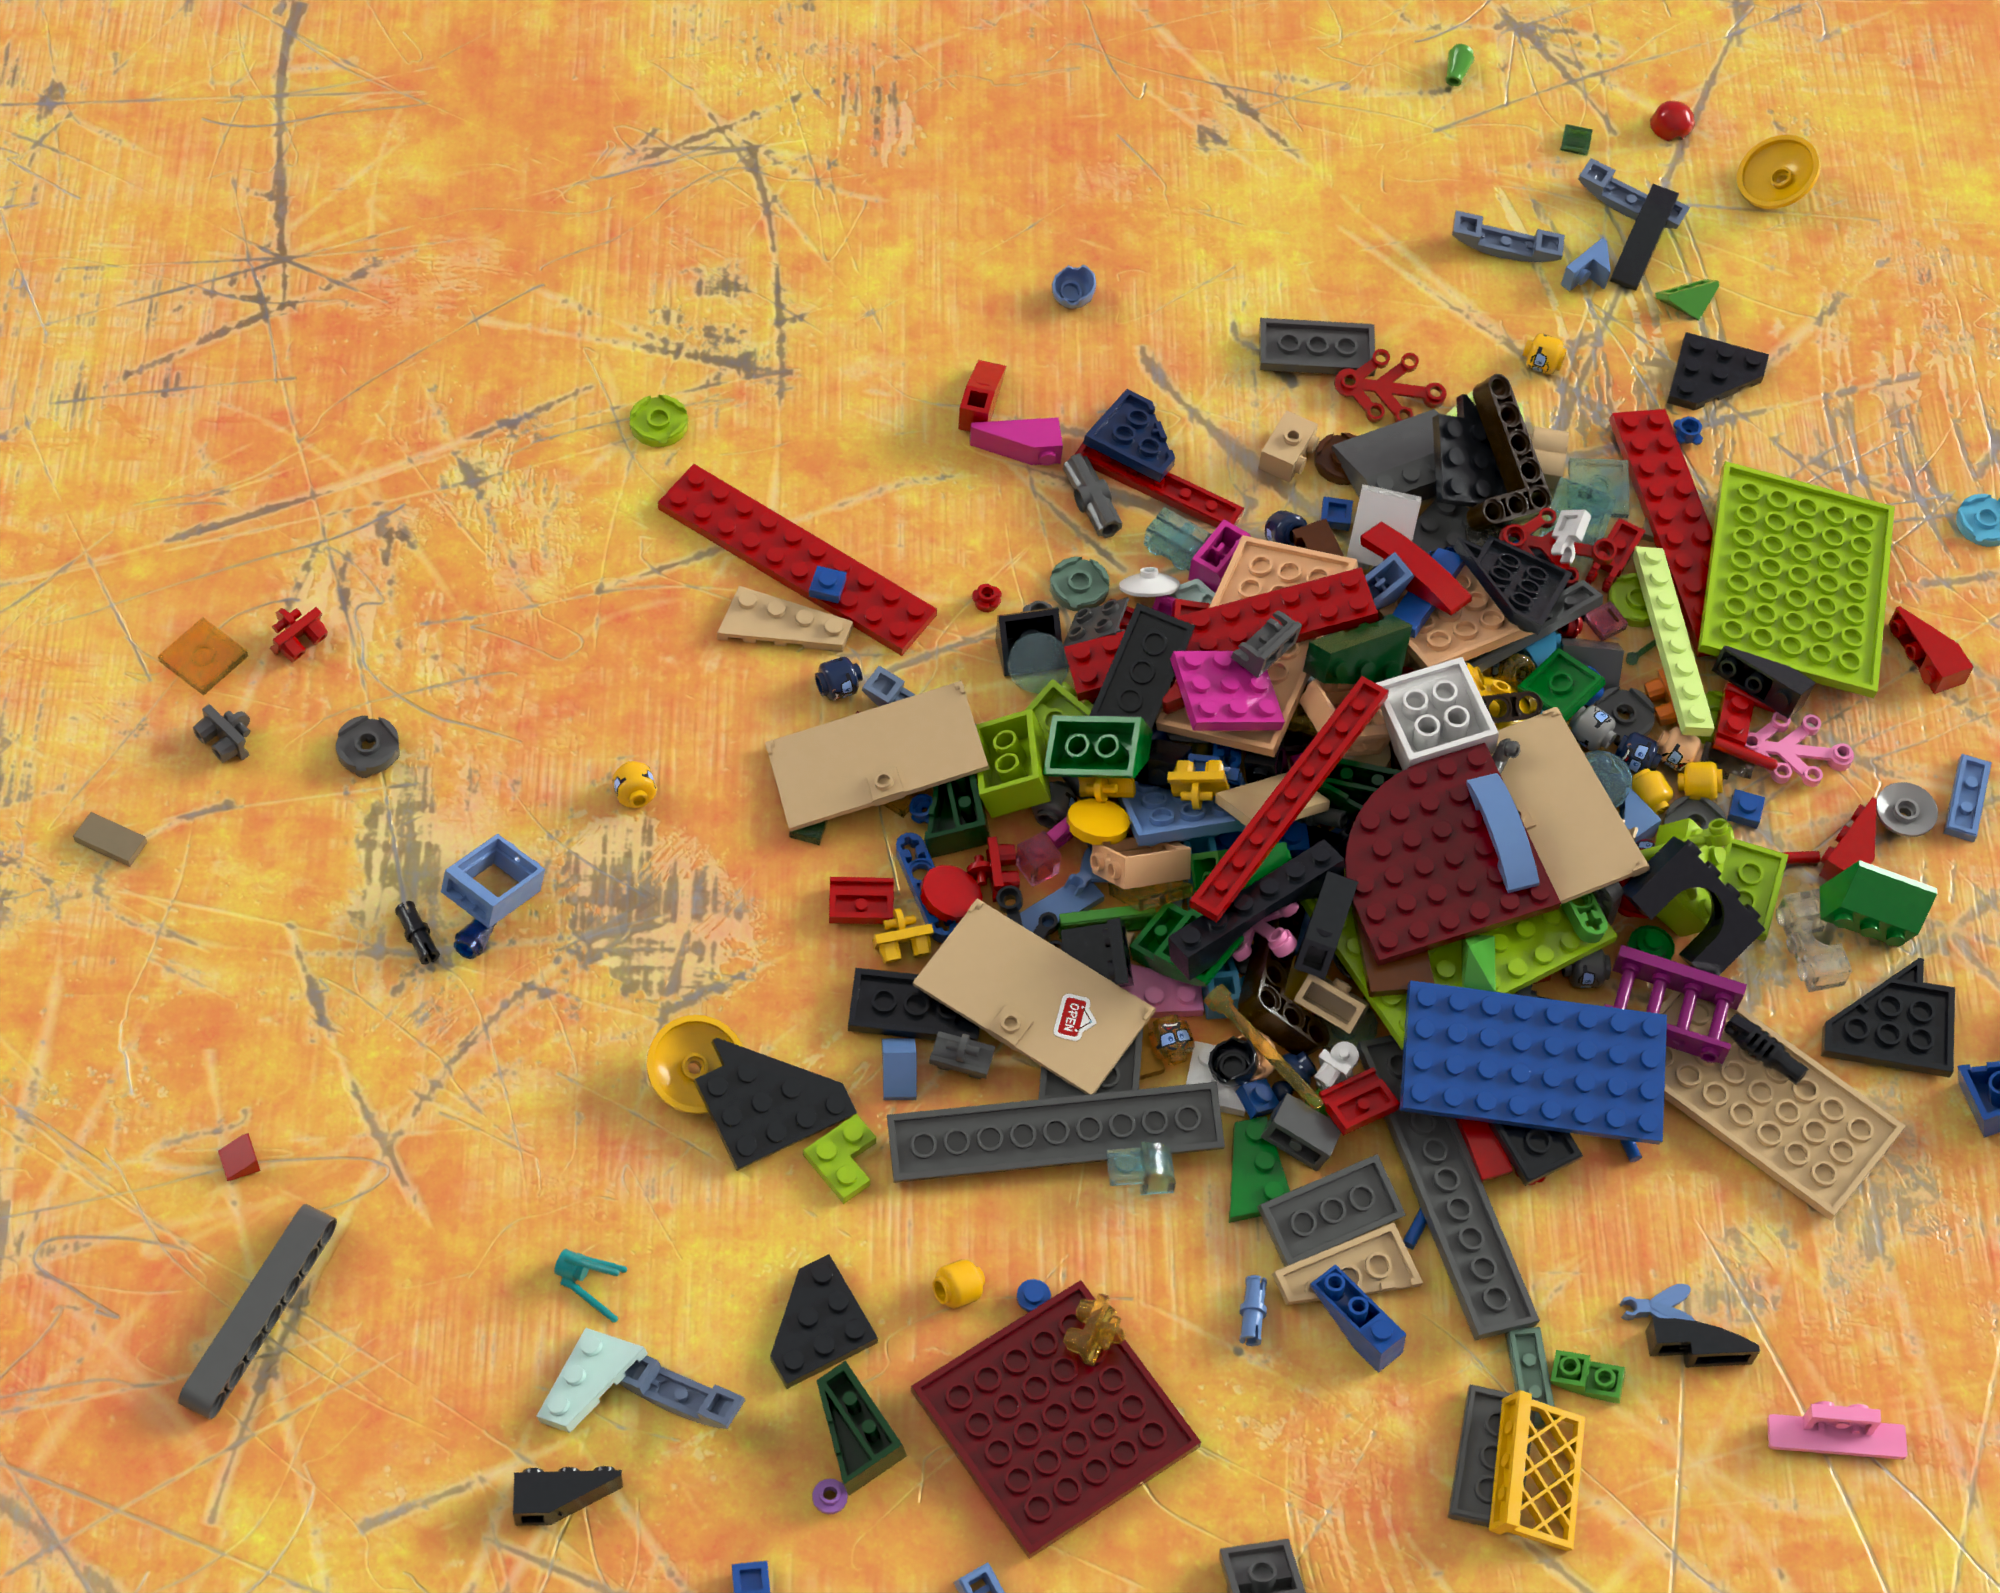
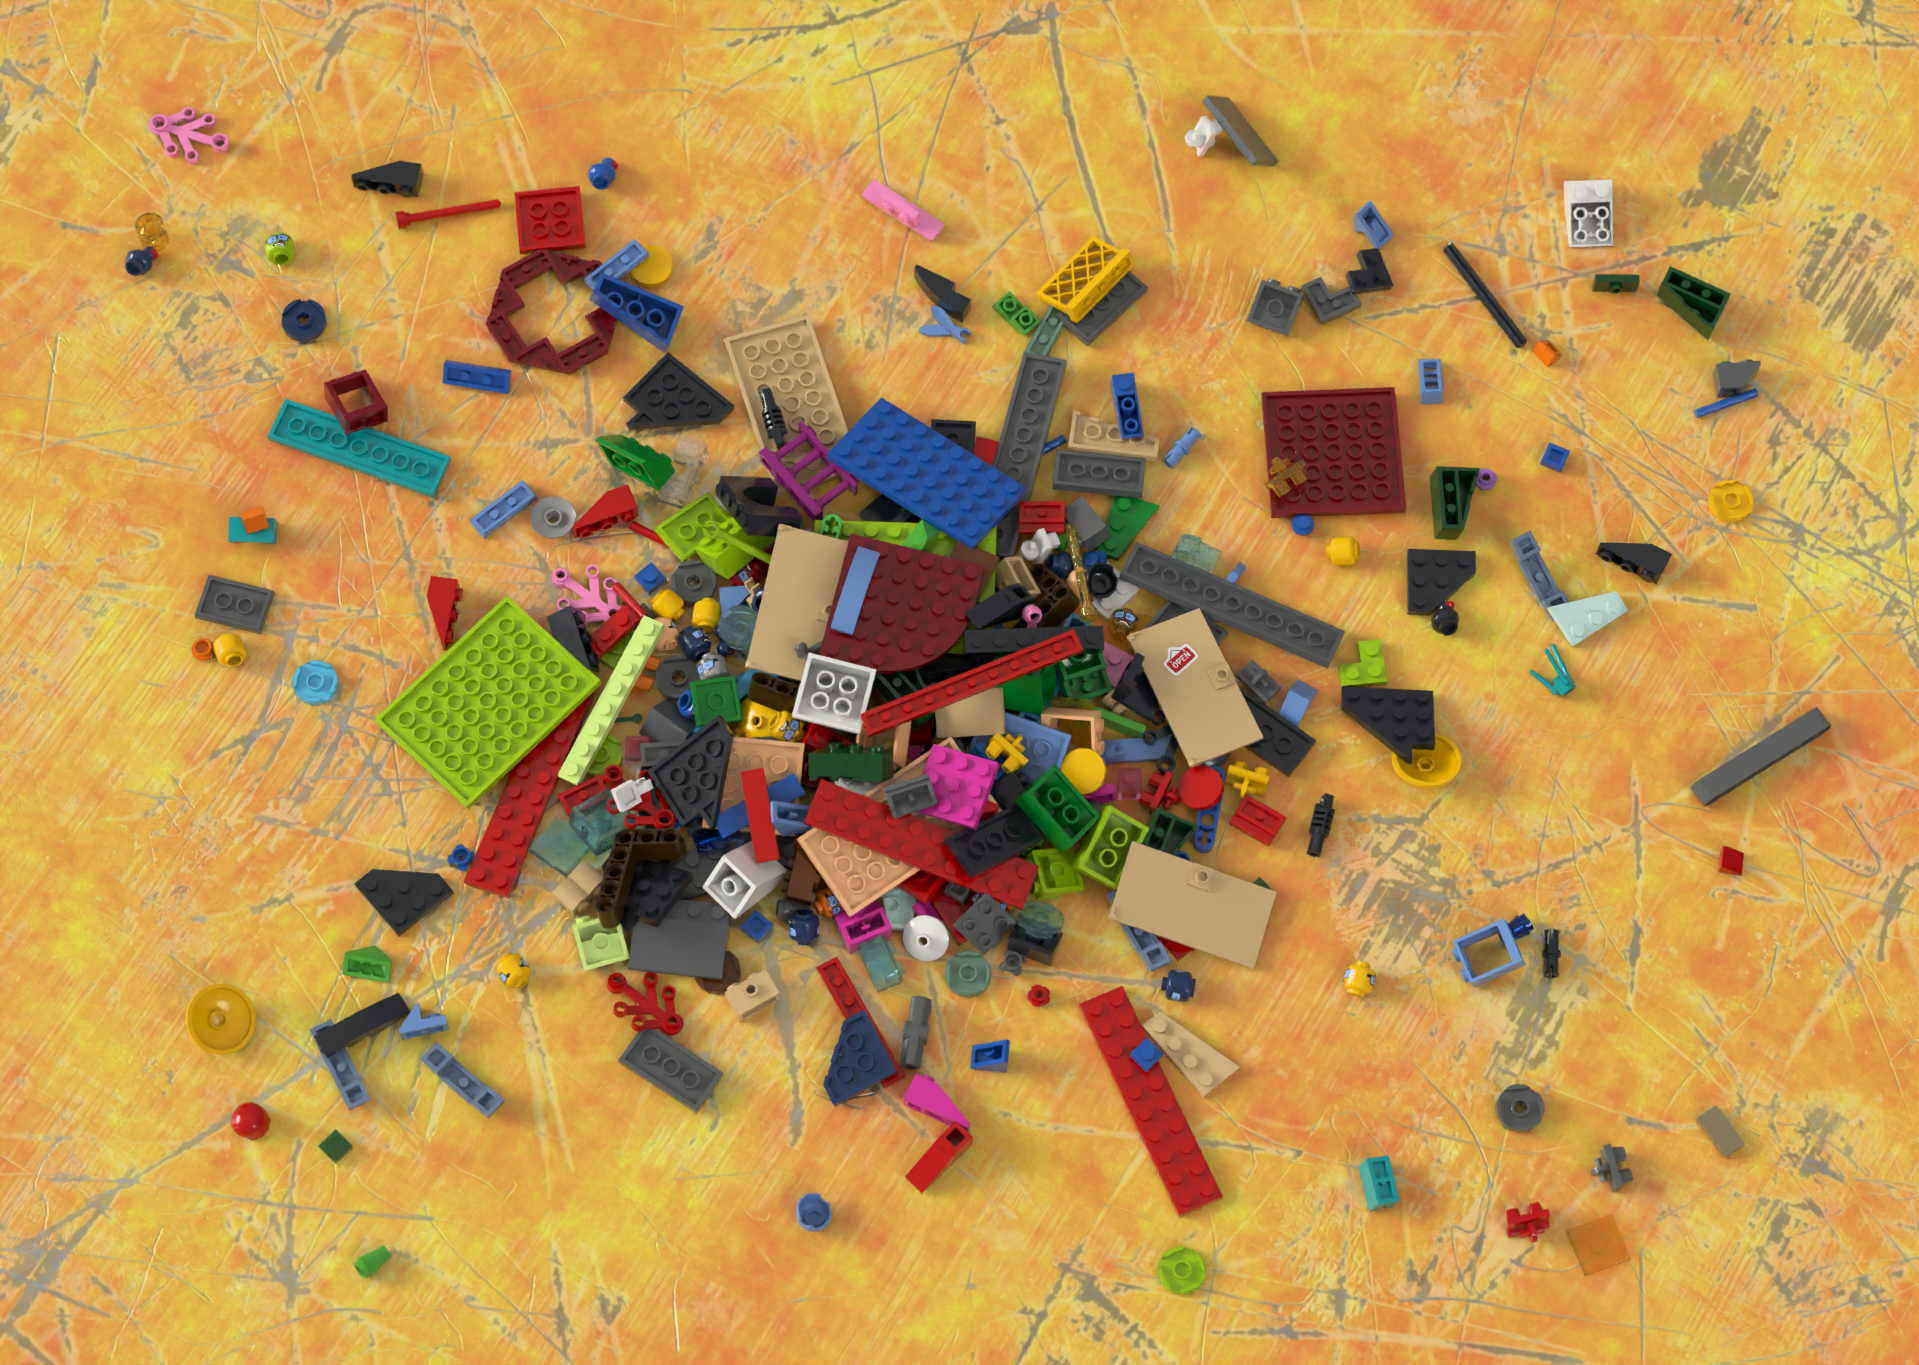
camera: 145 degrees left, 10 degrees up
(489, 588) = (1378, 1183): none -> teal hinge
(771, 1263) = (1446, 619): none -> black animal
(782, 934) = (1320, 824): none -> black hinge
(993, 512) = (991, 1056): none -> blue slope
(1077, 1180) = (1236, 573): none -> medium blue tile

